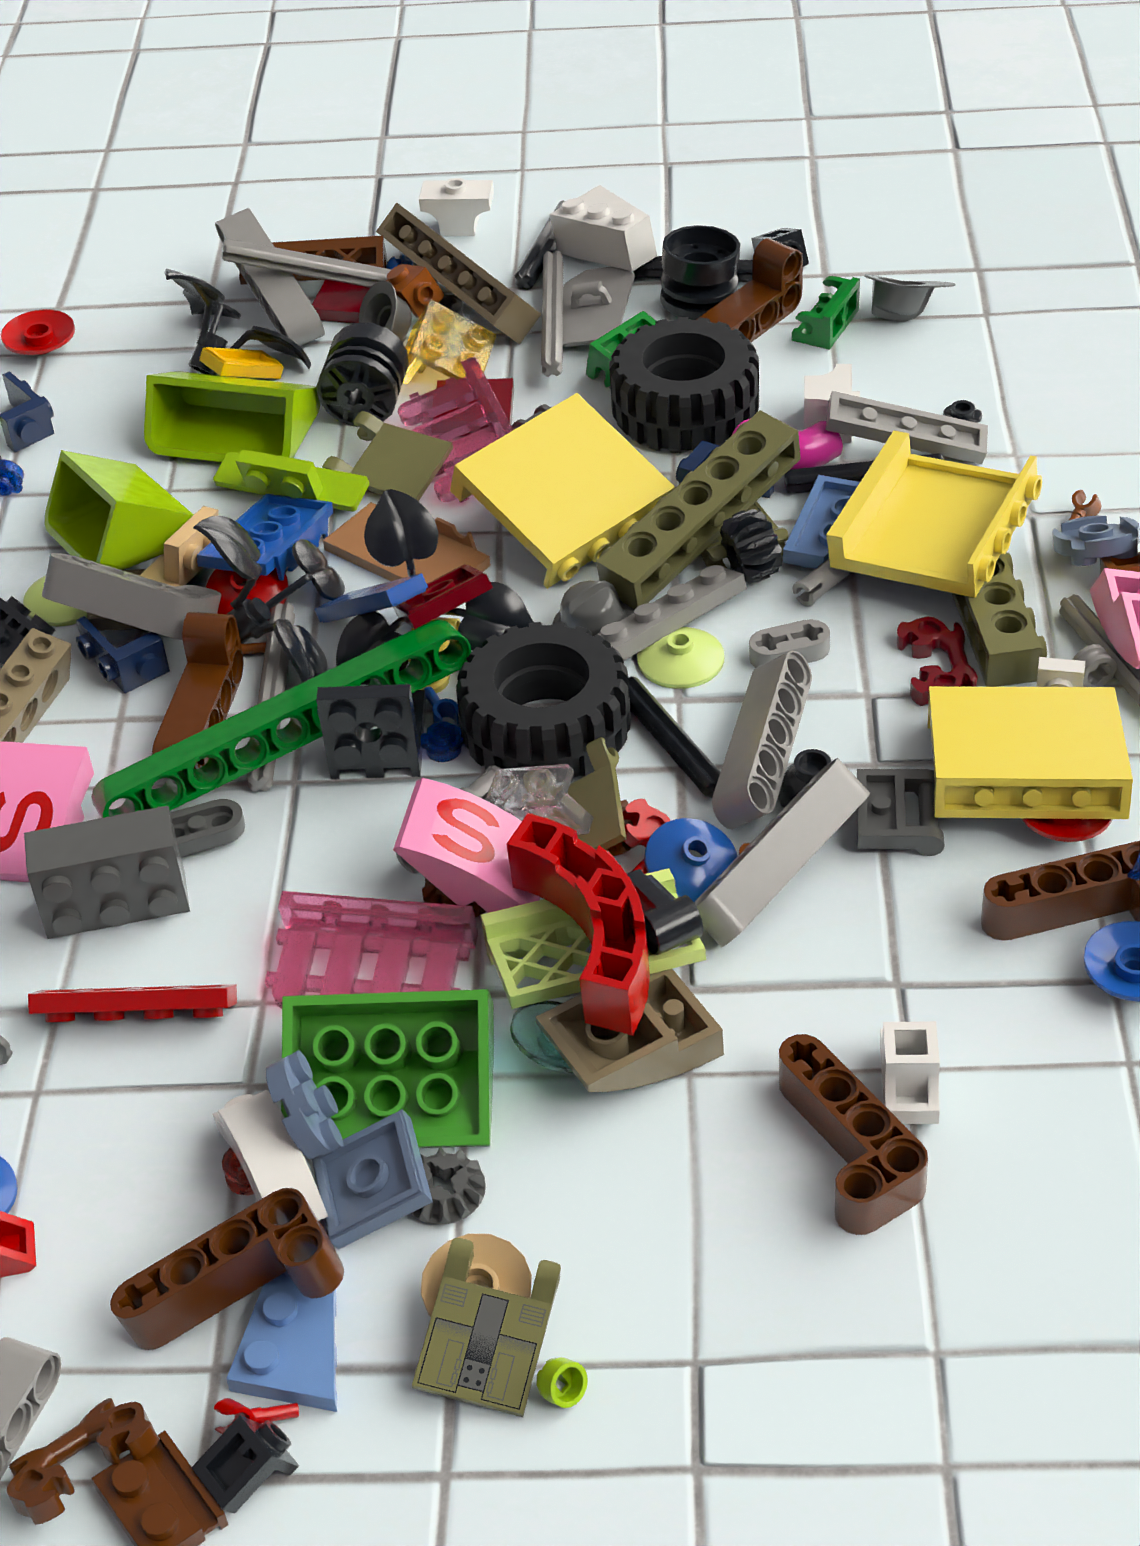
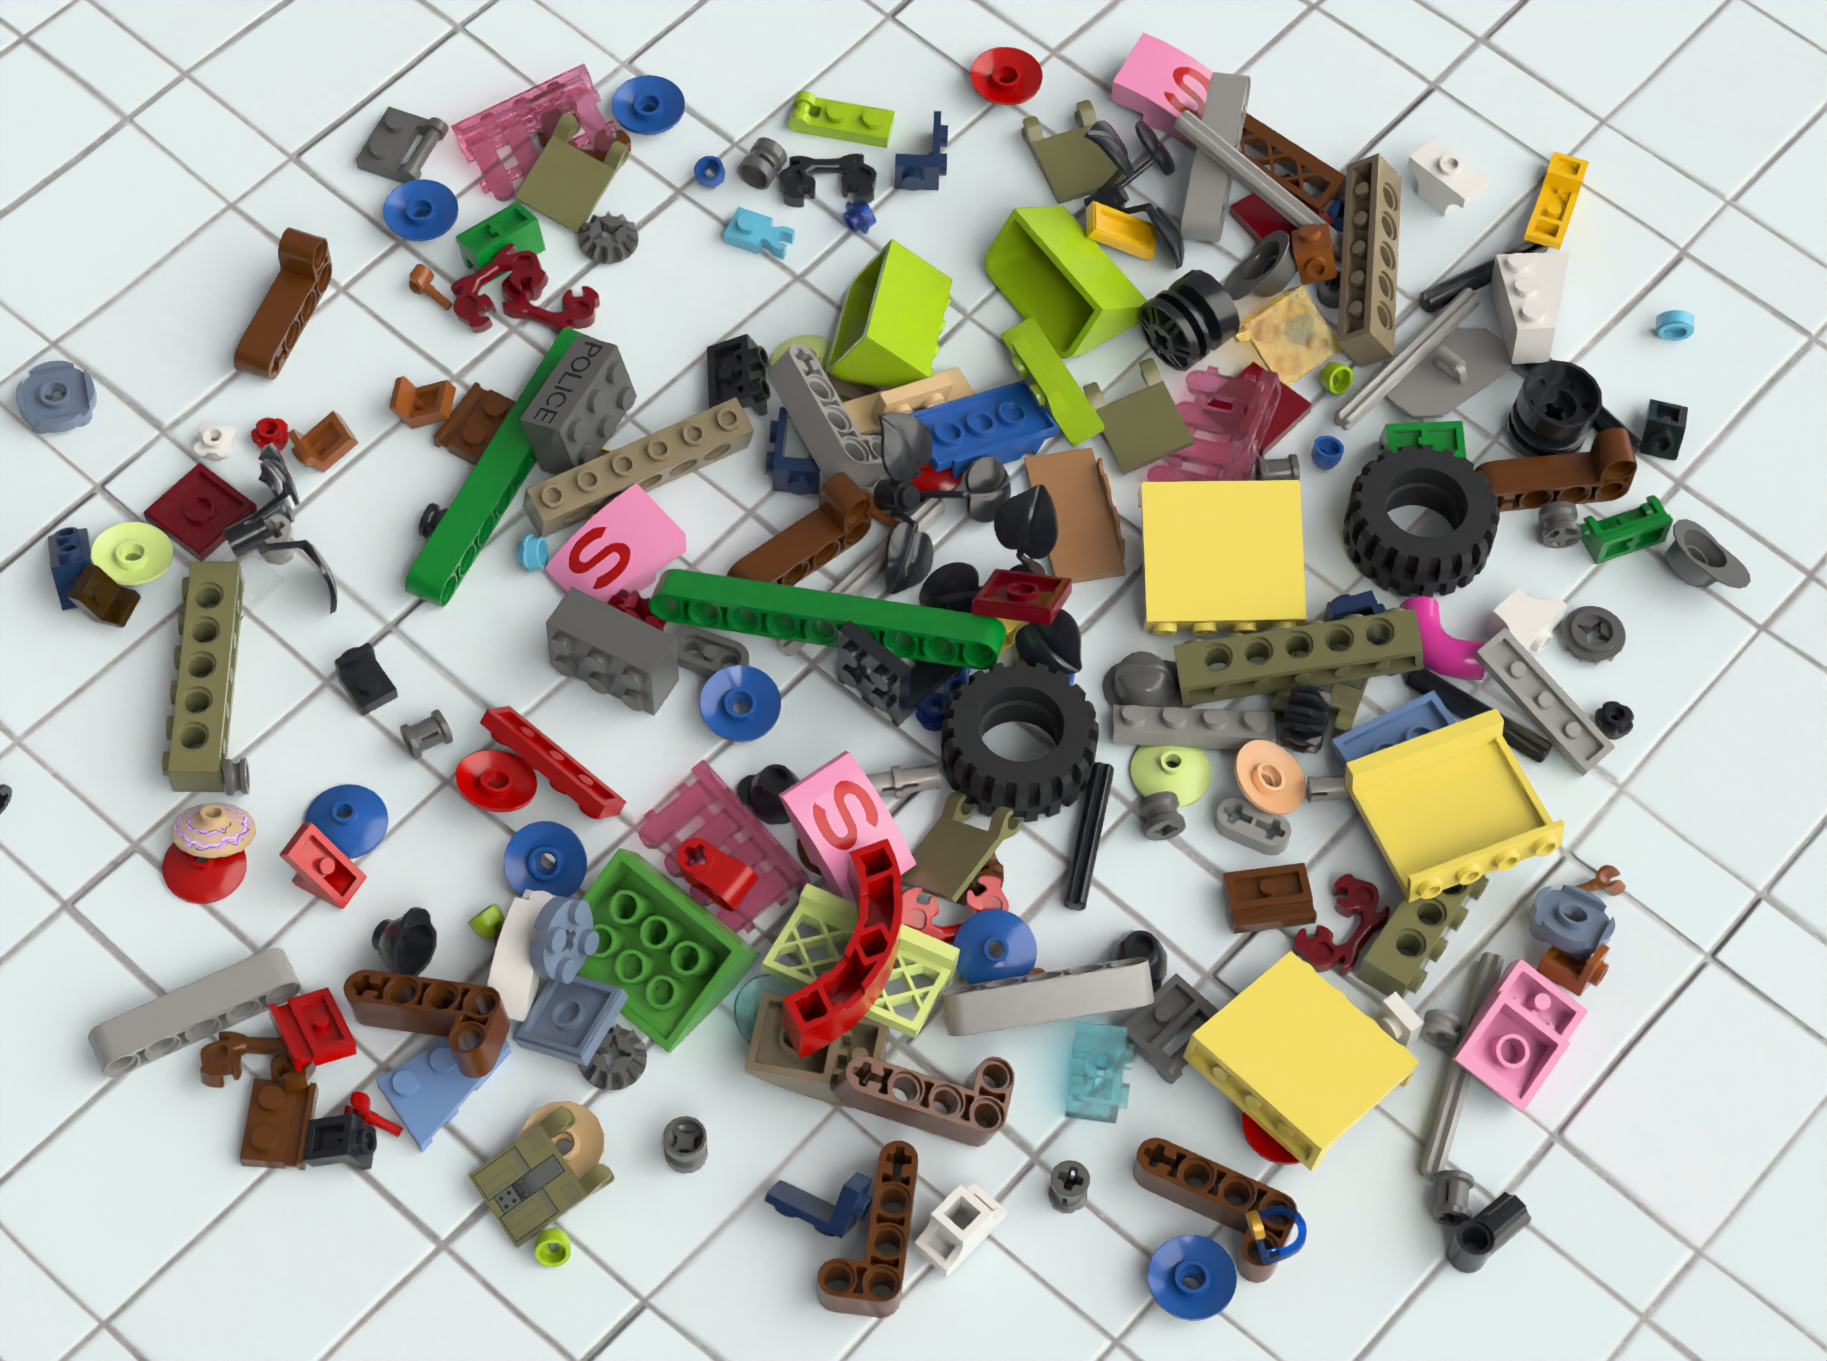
camera: 35 degrees right, 15 degrees up
(92, 1049) = (495, 781): none -> red dish
(114, 1381) = (312, 1029): none -> red plate
(134, 1235) = (406, 942): none -> black piece
(145, 350) = (1069, 160): none -> olive flag
(191, 257) = (1161, 84): none -> bright pink slope
(202, 1166) = (487, 922): none -> lime hinge
(212, 1049) = (524, 864): none -> blue dish
(266, 840) = (740, 686): none -> blue dish
(371, 598) = (979, 556): blue tile -> none
(371, 876) = (762, 793): none -> black piece
(388, 964) = (720, 877): none -> red piece
(511, 354) = (1340, 373): none -> lime hinge
(541, 793) = (923, 821): clear bracket -> none
(545, 182) = (1556, 201): none -> yellow slope
(557, 393) = (1327, 452): none -> blue hinge
(594, 1196) = (686, 1135): none -> dark grey wheel
(667, 918) = (907, 986): black piece -> none
(714, 680) = (1161, 815): none -> dark grey wheel
(716, 192) = (1675, 325): none -> medium azure tile
(762, 740) = (1119, 896): light grey beam -> none
(767, 602) = (1270, 777): none -> light nougat dish
(781, 335) = (1559, 524): none -> dark grey wheel
(801, 1121) = (826, 1217): none -> dark blue bracket
(802, 985) = (876, 1097): none -> reddish brown beam
(861, 677) = (1269, 898): none -> reddish brown plate
(879, 880) = (1094, 1095): none -> clear light blue brick
(896, 377) = (1582, 622): none -> dark grey gear
(964, 969) = (1060, 1177): none -> dark grey bush

